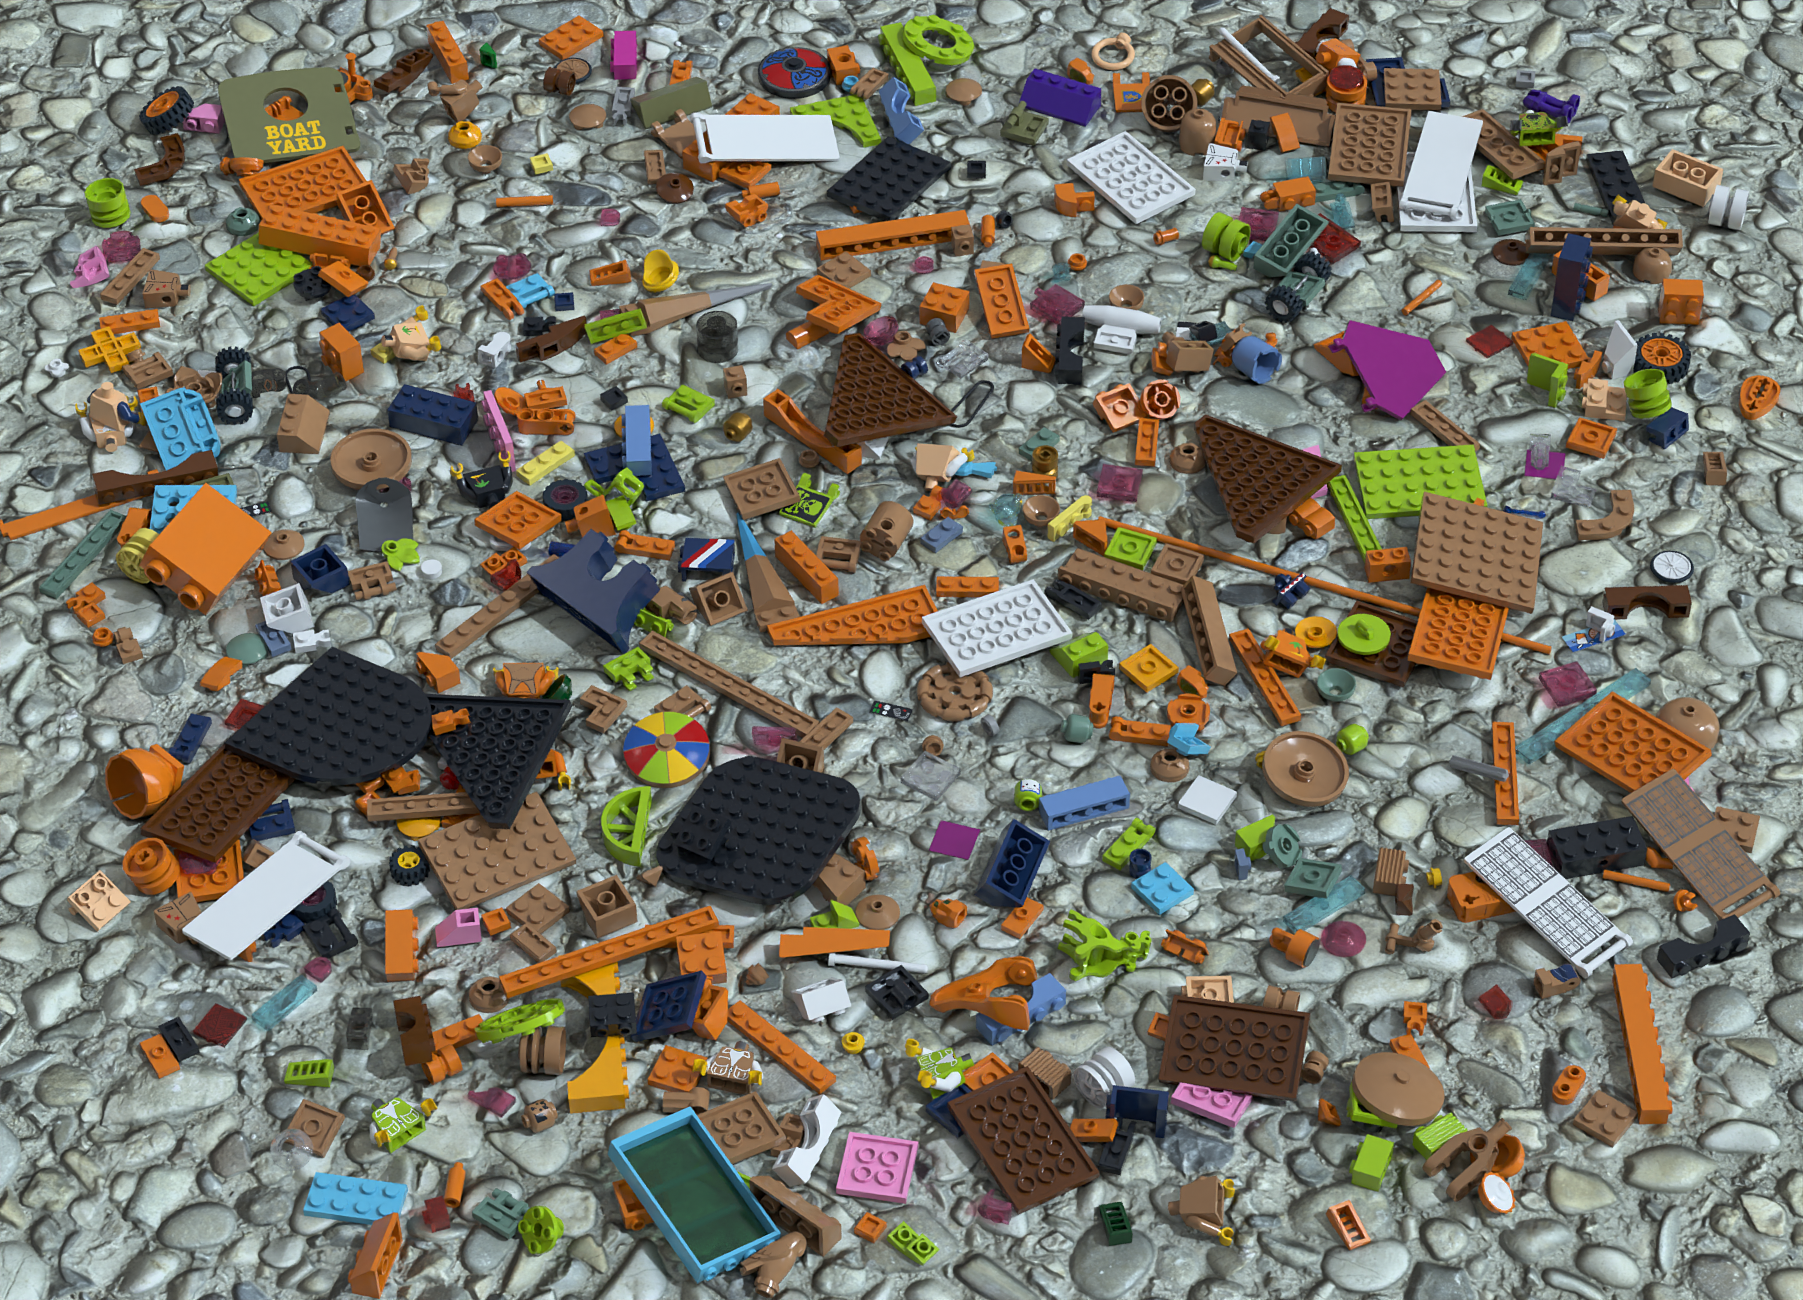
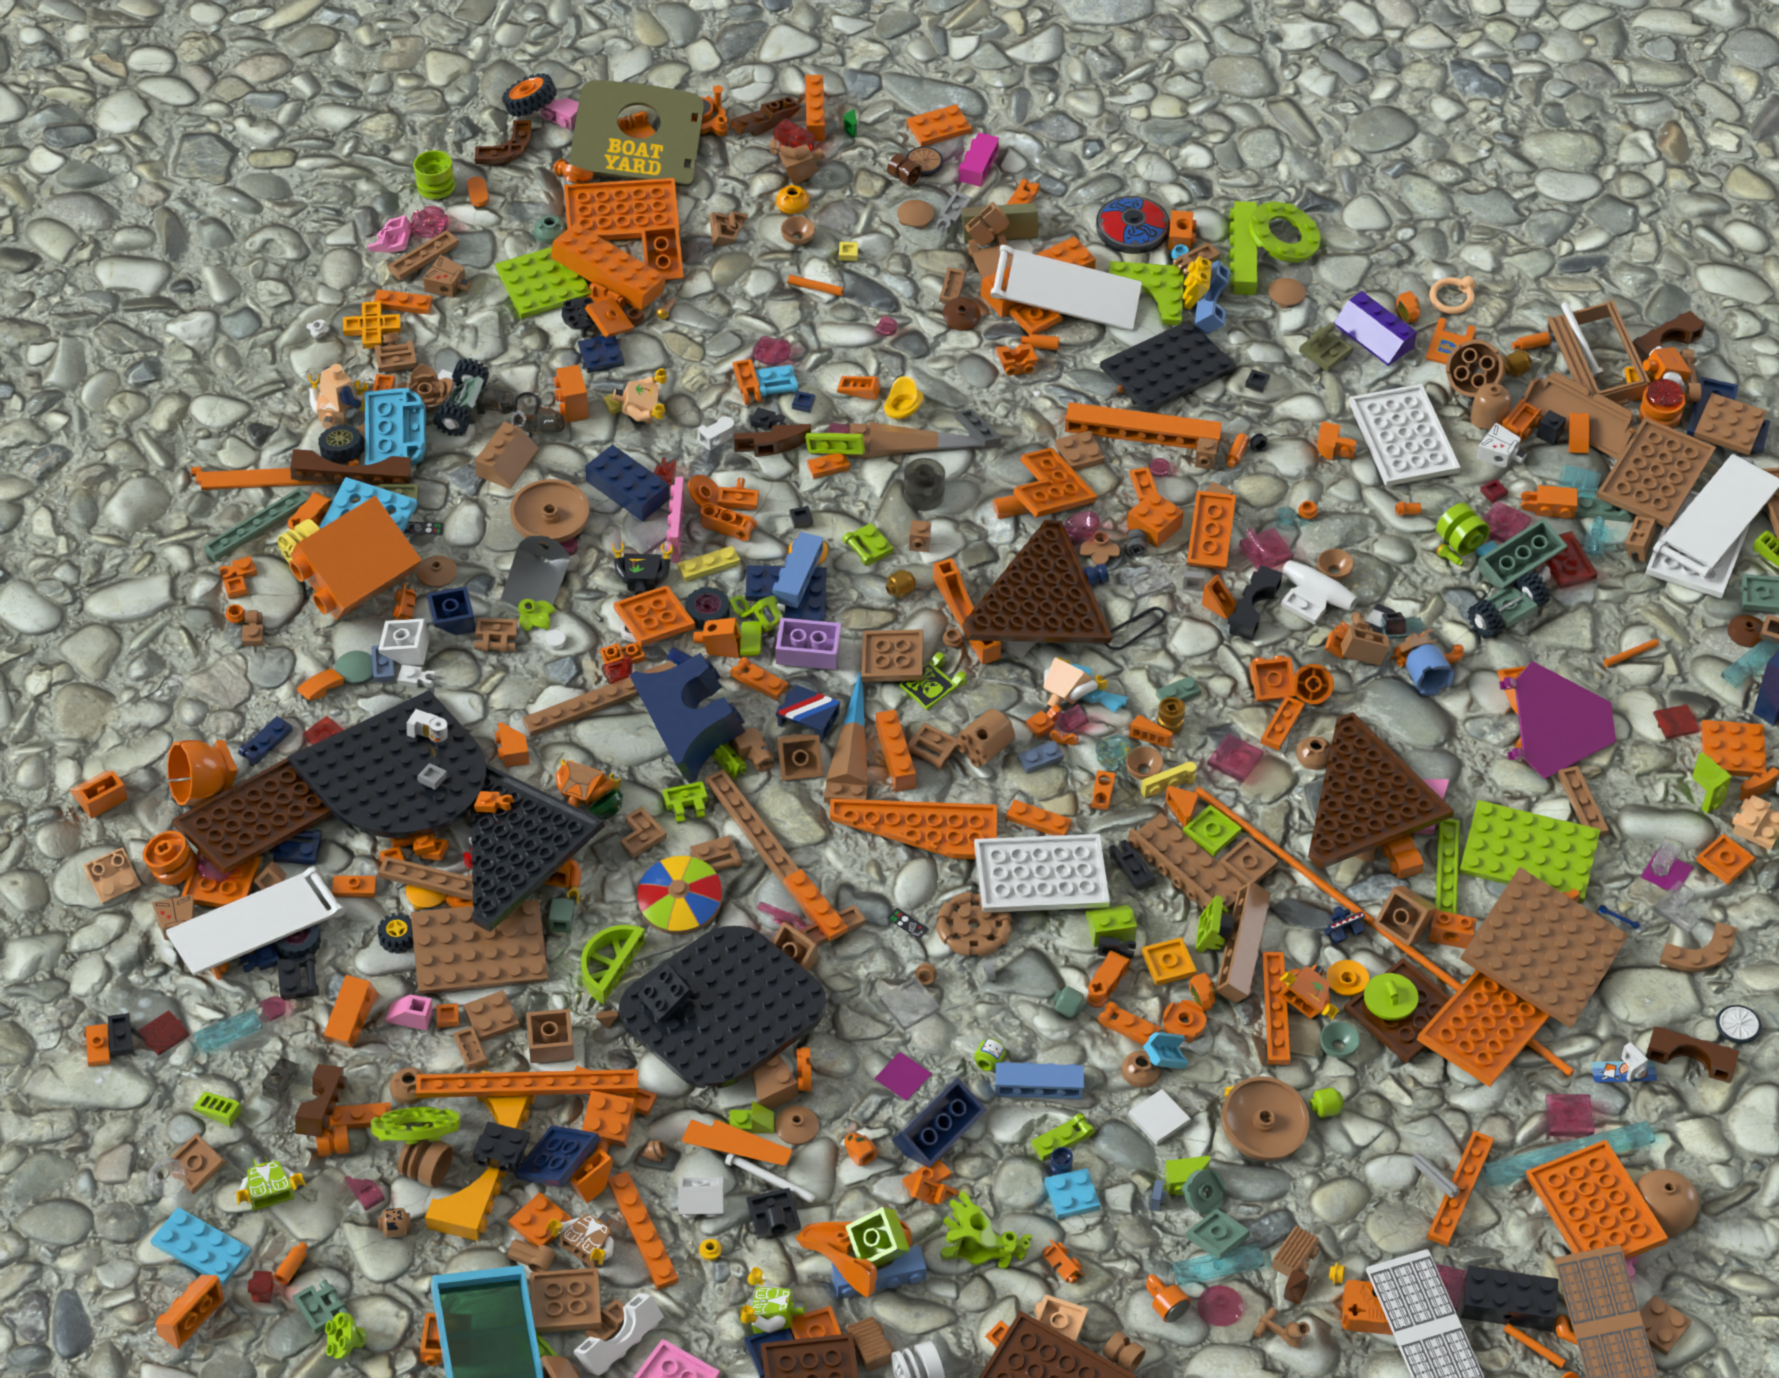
camera: 20 degrees right, 5 degrees up
(48, 832) = (100, 793): none -> orange slope
(134, 458) = (340, 444): none -> black wheel
(345, 838) = (354, 886): none -> orange plate
(352, 674) = (427, 725): none -> white leg
(380, 714) = (432, 776): none -> light grey plate
(445, 77) = (788, 131): none -> clear red piece
(562, 801) = (561, 915): none -> sand green brick
(670, 96) = (994, 218): none -> medium nougat piece
(678, 500) = (808, 643): none -> lavender brick
(742, 277) = (978, 428): none -> dark grey plate
(801, 718) = (815, 905): none -> orange plate
(882, 101) = (1197, 281): none -> yellow plate
(916, 281) = (1142, 482): none -> orange plate
(1005, 348) = (1193, 580): none -> light grey plate
(1011, 973) = (878, 1237): none -> lime brick
(1034, 927) = (931, 1191): none -> orange slope
(1175, 624) = (1214, 926): none -> lime piece
(1204, 71) = (1532, 341): none -> orange cylinder
(1233, 201) = (1494, 491): none -> dark red tile
(1342, 563) = (1405, 915): none -> medium nougat brick

